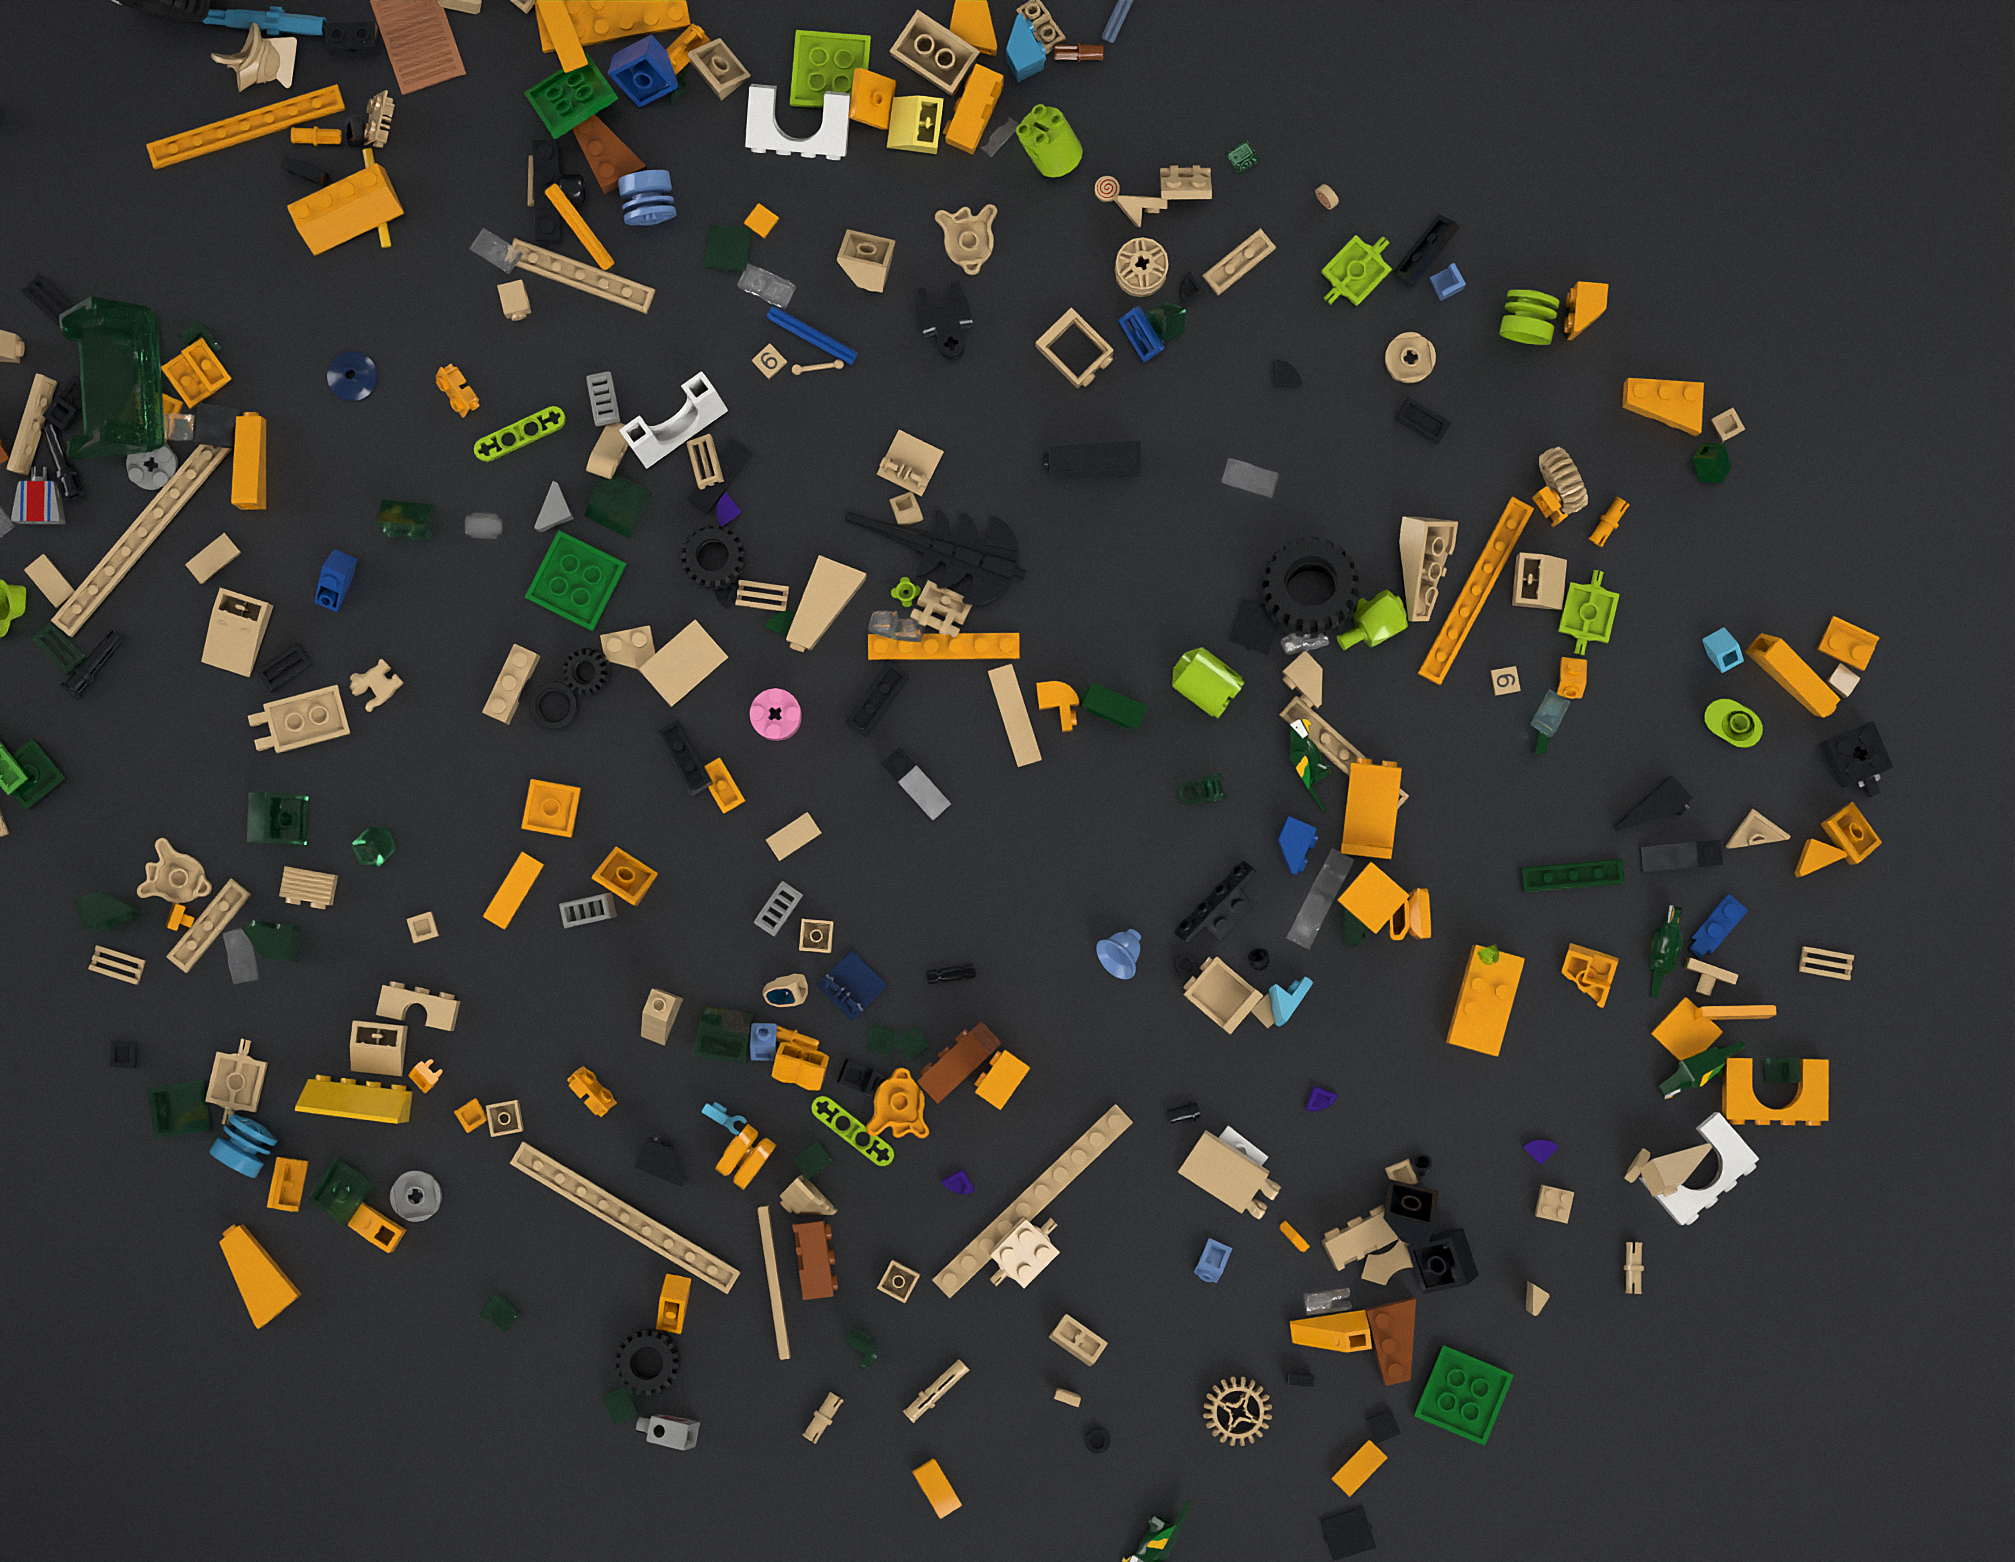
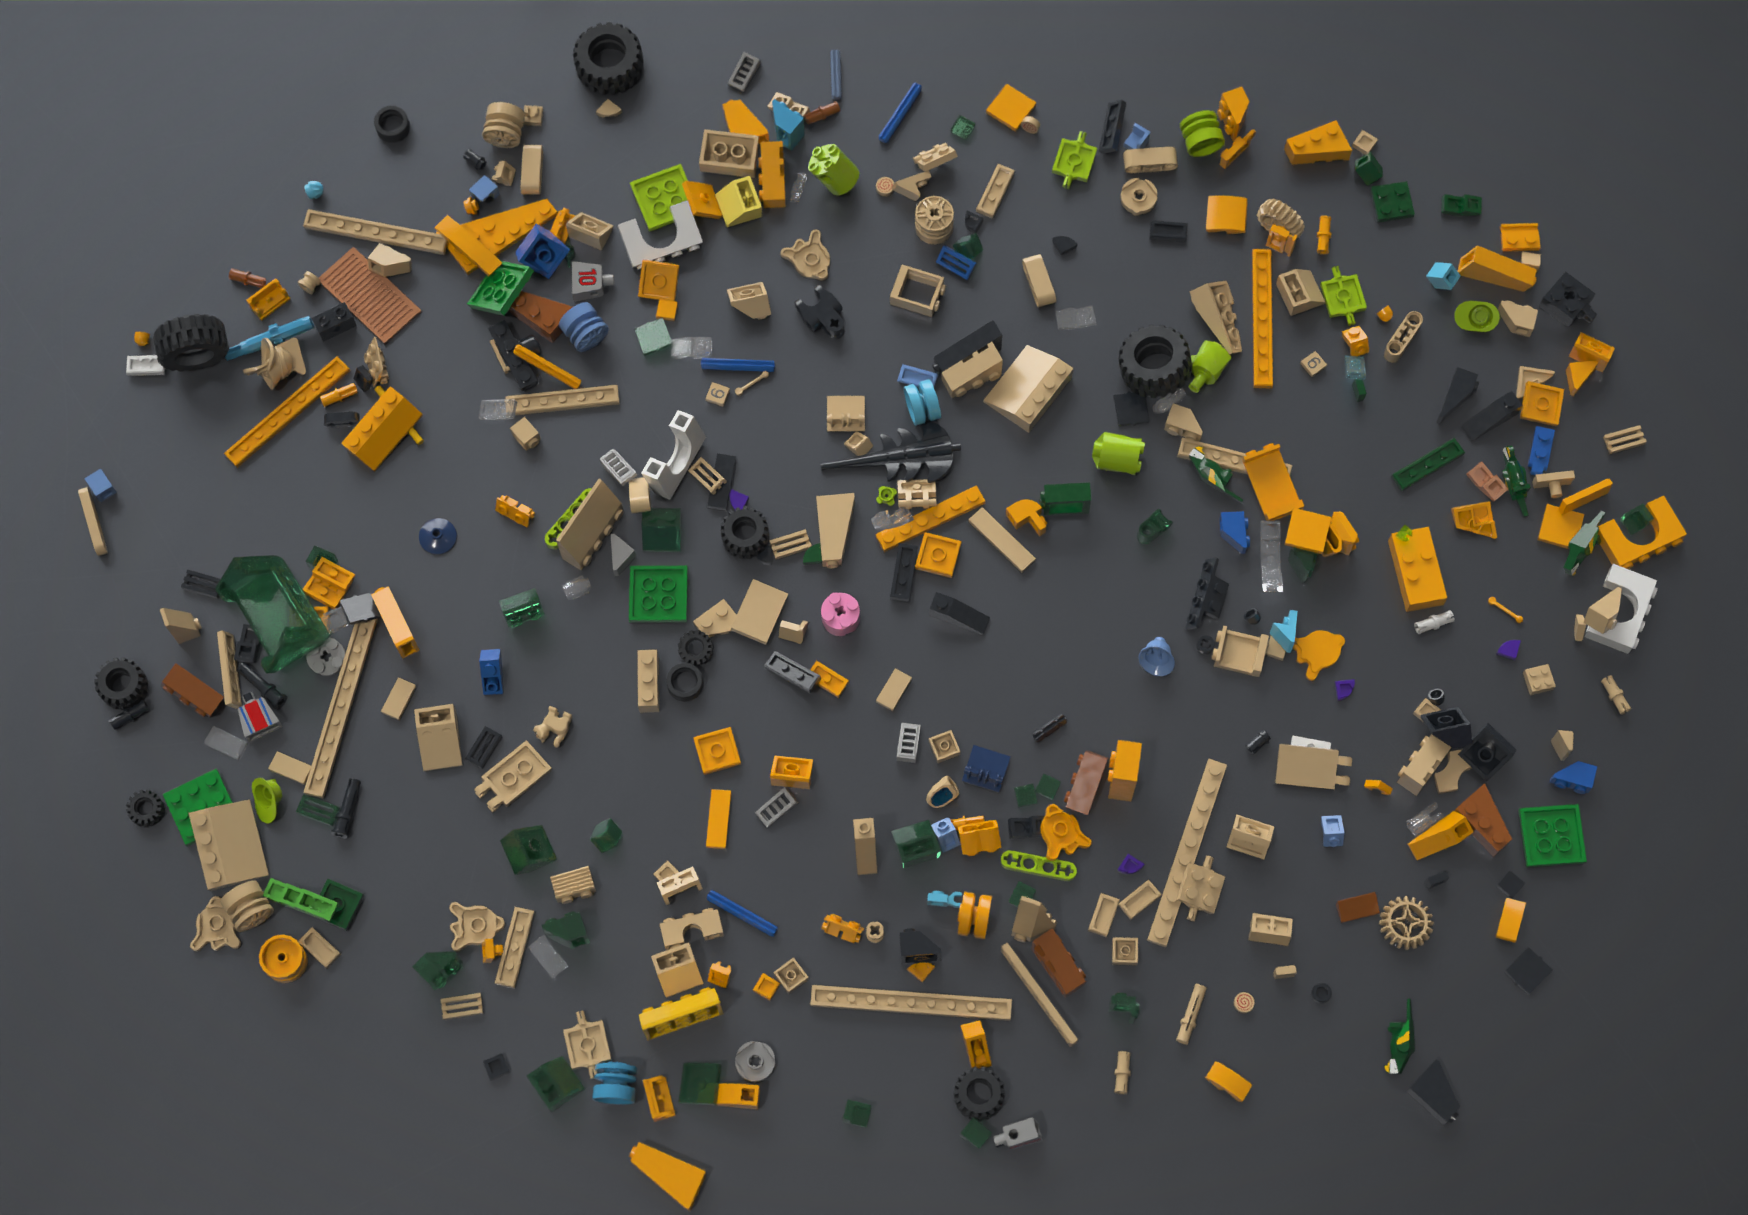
camera: 25 degrees left, 15 degrees down
(427, 948) = (678, 883): none -> tan hinge
(485, 1016) = (742, 913): none -> blue axle
(532, 460) = (589, 525): none -> tan slope
(631, 1120) = (875, 938): none -> tan bush
(656, 1186) = (921, 970): none -> light orange tile
(684, 137) = (589, 281): none -> light grey torso
(710, 708) = (792, 631): none -> tan tile
(768, 179) = (658, 280): none -> light orange plate
(897, 1225) = (1103, 915): none -> tan tile
(929, 697) = (938, 555): none -> light orange plate
(948, 1228) = (1139, 899): none -> tan tile
(1003, 1407) = (1244, 1002): none -> tan tile
(1005, 499) = (922, 402): none -> medium azure wheel
(1019, 460) = (912, 375): none -> medium blue tile
(1086, 489) = (974, 372): none -> tan wedge
(1114, 1220) = (1250, 837): none -> tan bracket
(1146, 539) = (1029, 387): none -> tan slope
(1175, 99) = (900, 112): none -> blue axle
(1193, 1364) = (1357, 907): none -> dark orange slope
(1229, 408) = (1039, 280): none -> tan beam
(1315, 1039) = (1318, 650): none -> light orange tile
(1316, 160) = (1011, 107): none -> light orange tile
(1449, 317) = (1150, 159): none -> tan beam
(1470, 1073) = (1434, 622): none -> white pin
(1505, 435) = (1226, 214): none -> light orange slope
(1530, 1340) = (1577, 776): none -> blue slope
(1554, 1081) = (1492, 601): none -> light orange hinge
(1570, 352) = (1239, 145): none -> light orange hinge
(1627, 661) = (1385, 314): none -> light orange hinge
(1630, 932) = (1486, 481): none -> nougat slope
(1638, 705) = (1394, 342): none -> tan beam
(1717, 519) = (1392, 201): none -> dark green plate
(1751, 870) = (1542, 403): none -> light orange tile
(1784, 748) = (1517, 317): none -> tan slope
(1799, 566) = (1462, 206): none -> dark green slope

